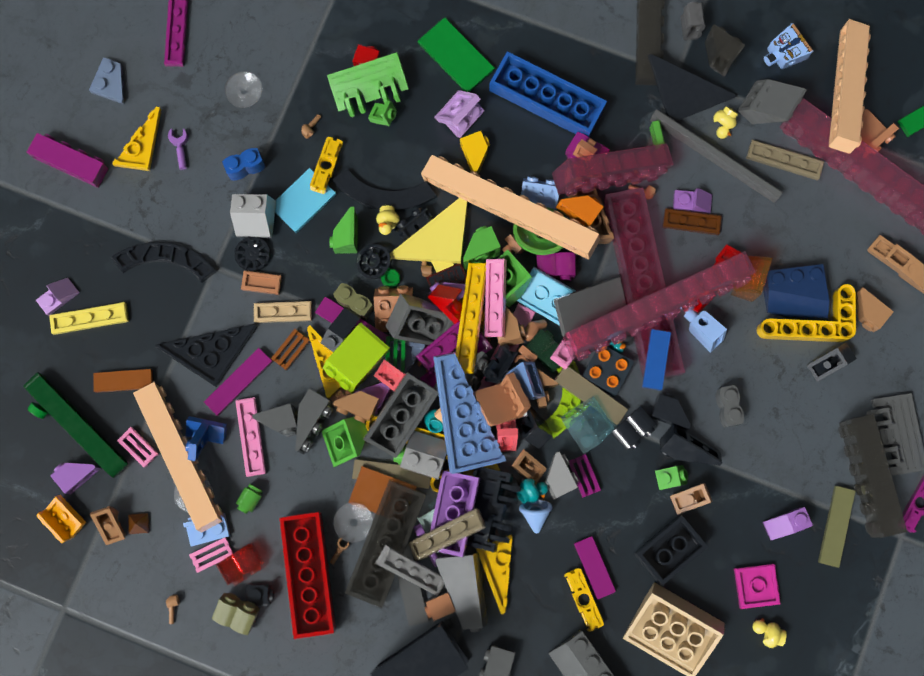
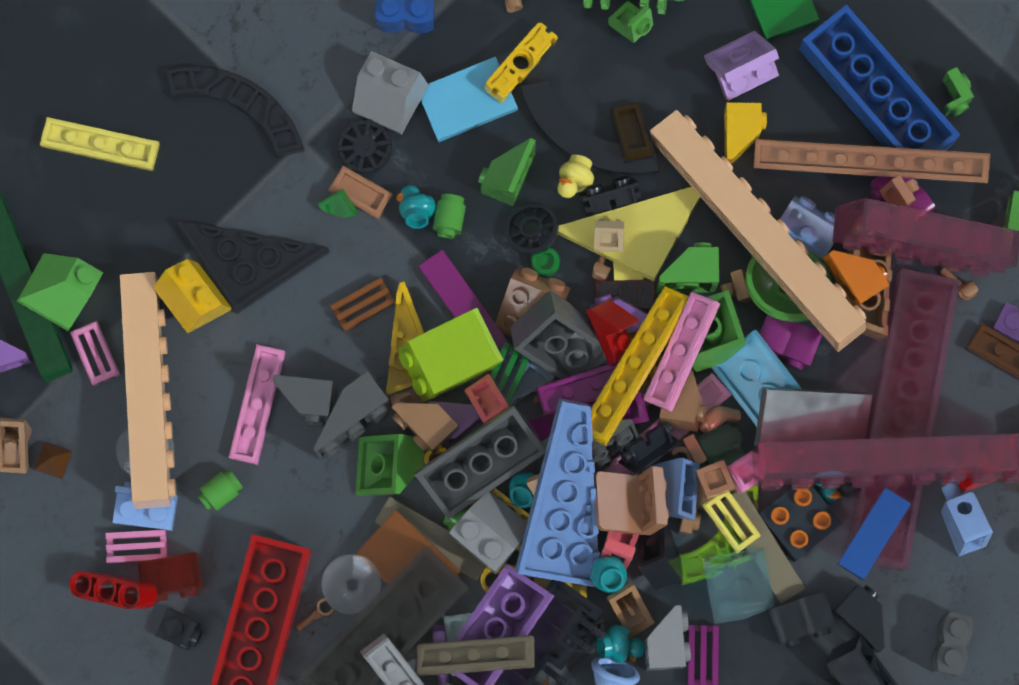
camera: 20 degrees right, 0 degrees up
(57, 295) = (69, 94): lavender slope -> none
(99, 416) = (59, 288): none -> bright green slope
(122, 380) = (110, 251): dark orange tile -> none
(171, 602) = (54, 588): medium nougat hand -> none
(182, 387) = (191, 295): none -> yellow slope
(201, 432) = (192, 370): blue bracket -> none
(207, 588) = (99, 586): none -> red beam
(235, 613) = (137, 641): olive brick -> none
(238, 382) = (271, 319): magenta tile -> none
(250, 295) = (338, 205): none -> green tile
(282, 312) = (373, 246): tan tile -> none
(298, 277) = (415, 207): none -> teal animal
(321, 274) = (449, 216): none -> bright green brick
(340, 329) = (445, 305): black slope -> none
(358, 303) = (474, 267): olive brick -> none
(410, 179) = (631, 131): none -> dark brown tile
(422, 246) = (609, 235): none -> tan tile
(507, 451) = (608, 574): none -> teal animal
(547, 366) = (715, 480): none -> nougat tile
(553, 379) = (722, 528): none -> light yellow tile
(561, 137) = (872, 161): none -> nougat tile
(595, 76) = (959, 89): none -> bright green bracket

